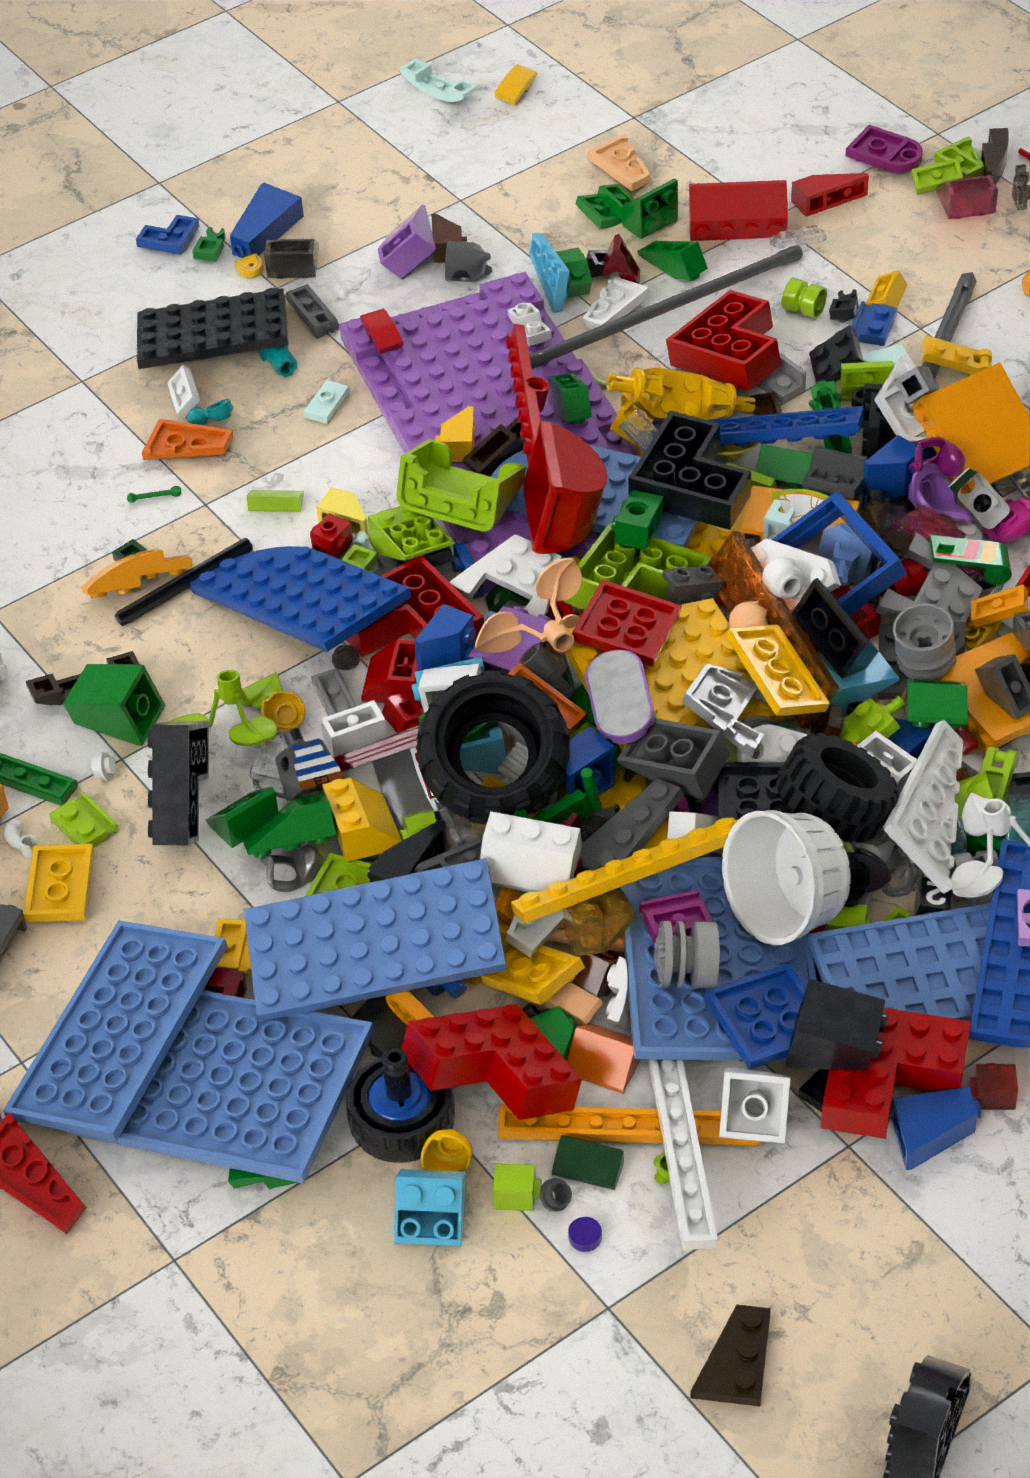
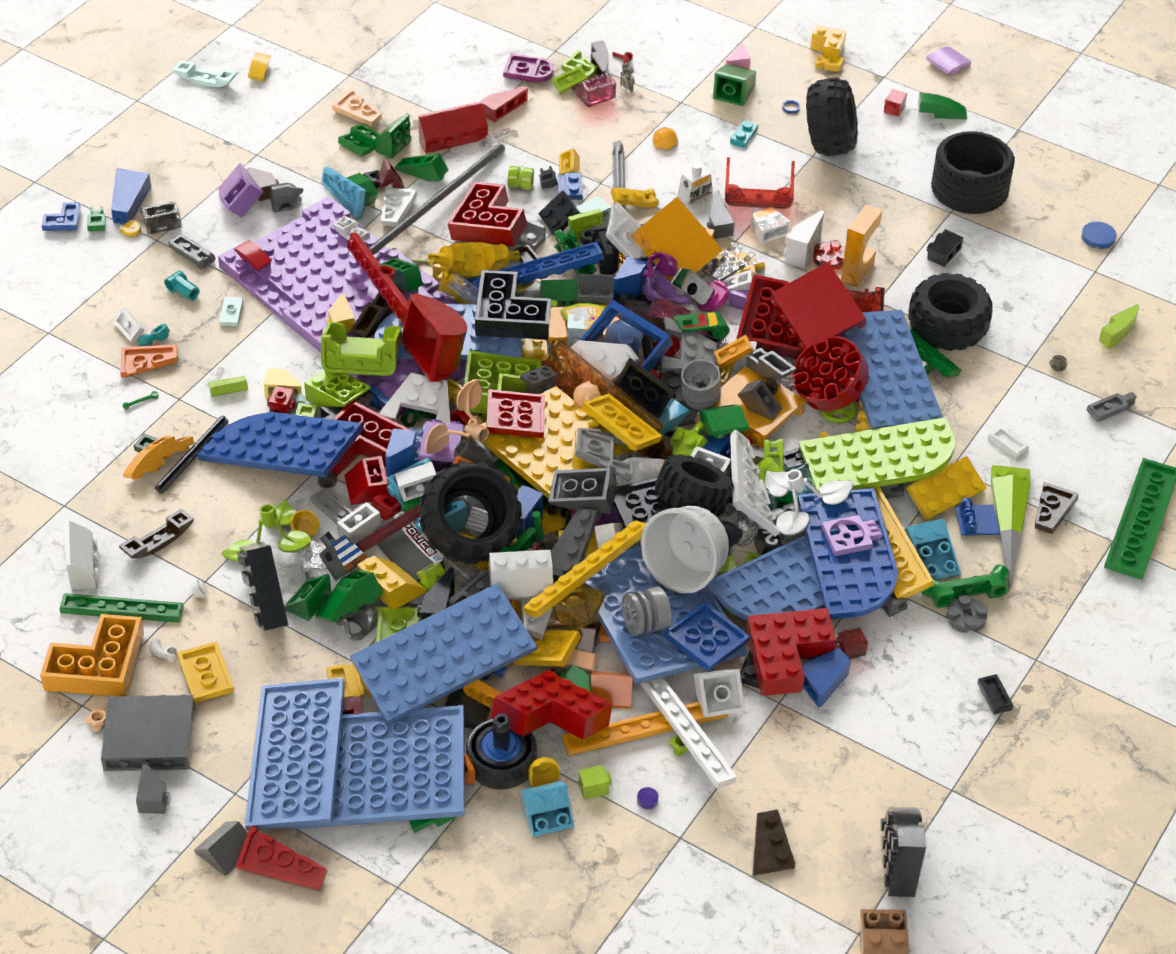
camera: 25 degrees left, 0 degrees up
(84, 821) = (201, 628): lime plate -> none
(115, 701) = (187, 544): green slope -> none
(211, 328) = (128, 277): black plate -> none
(340, 1126) = (469, 771): none -> orange slope
(562, 1194) = (620, 779): dark grey plate -> none
(588, 1162) = (630, 755): dark green slope -> none
(618, 1007) = (604, 637): white slope -> none
(619, 696) = (534, 461): flat silver tile -> none
(638, 519) = (488, 345): green brick -> none
(674, 908) = (620, 586): magenta plate -> none
(783, 577) = (602, 362): white head -> none
(836, 1029) = (755, 632): black slope -> none
(916, 384) = (632, 221): brick -> none

